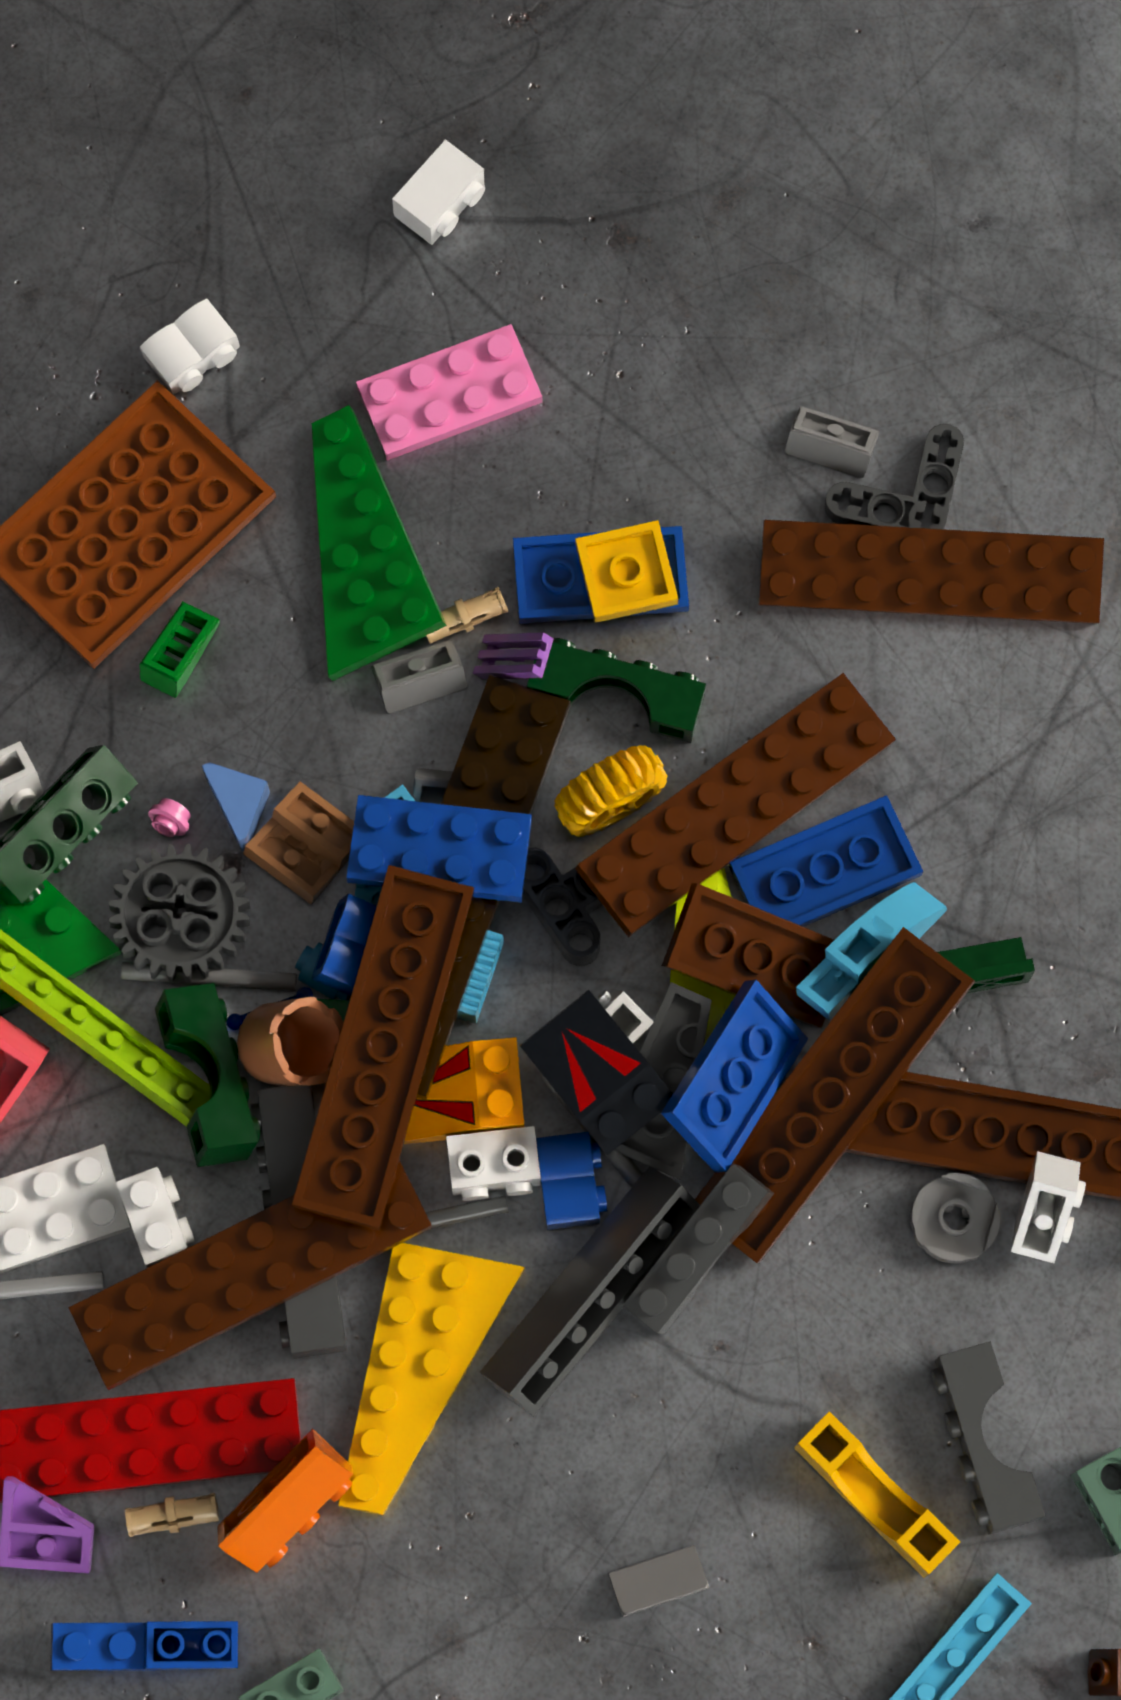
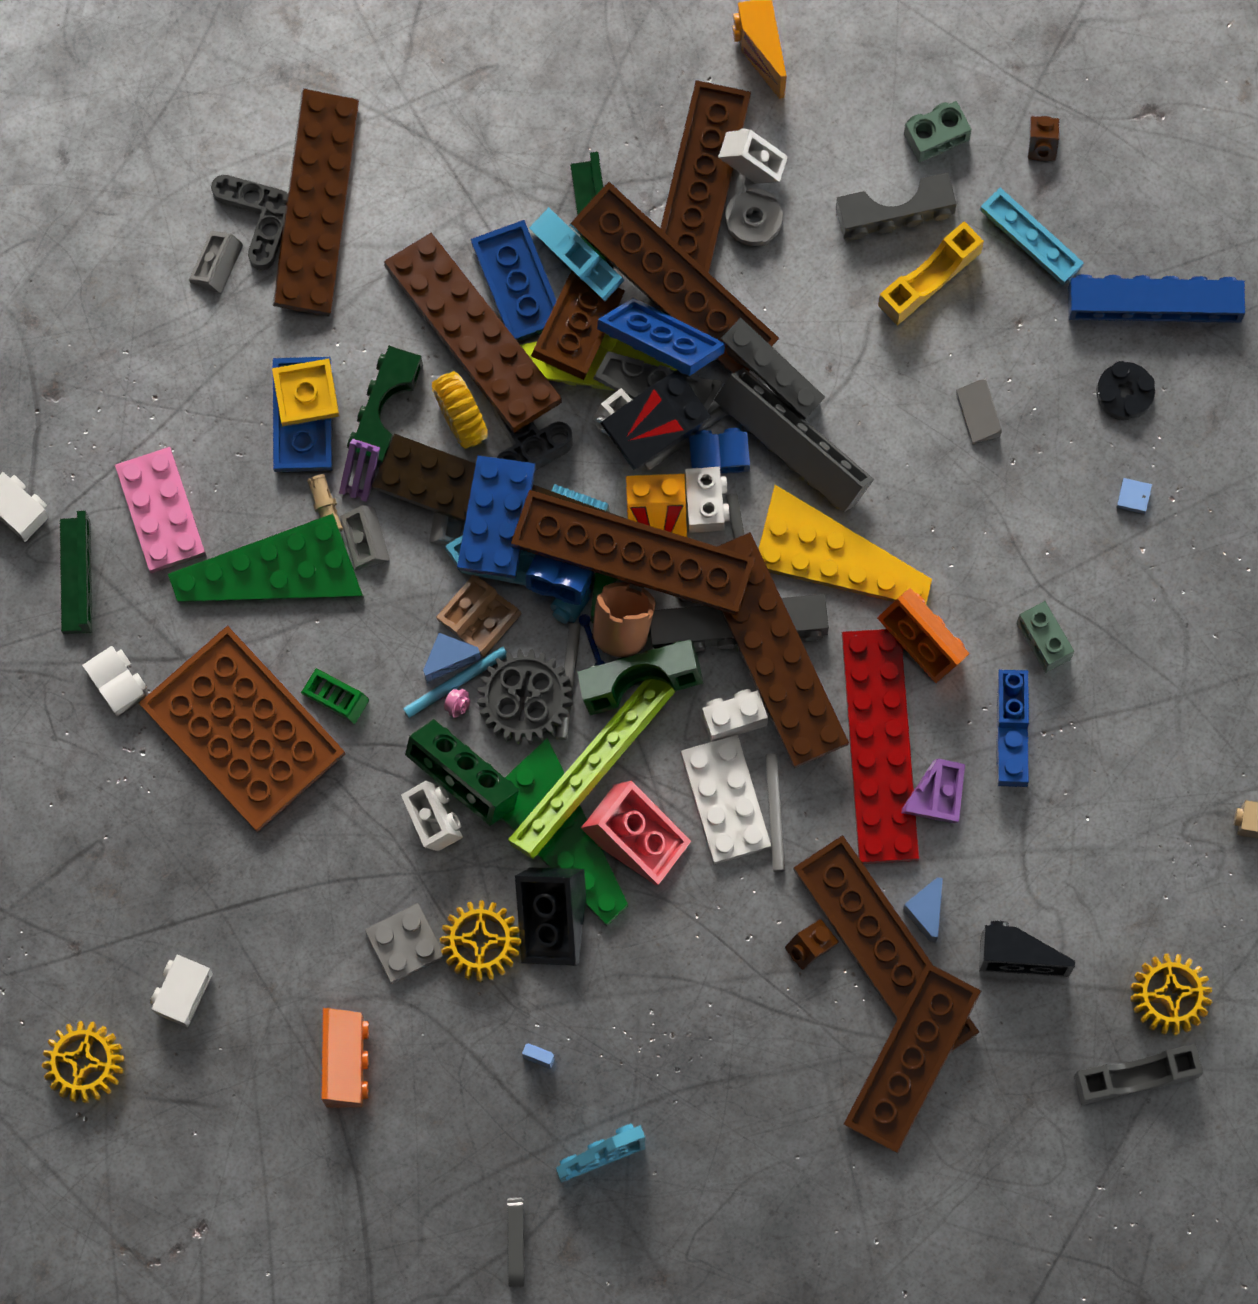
camera: 85 degrees left, 0 degrees up
(171, 1515) = (928, 712): tan pin -> none
(204, 815) = (455, 682): none -> medium azure bar
(347, 287) = (76, 574): none -> dark green fence

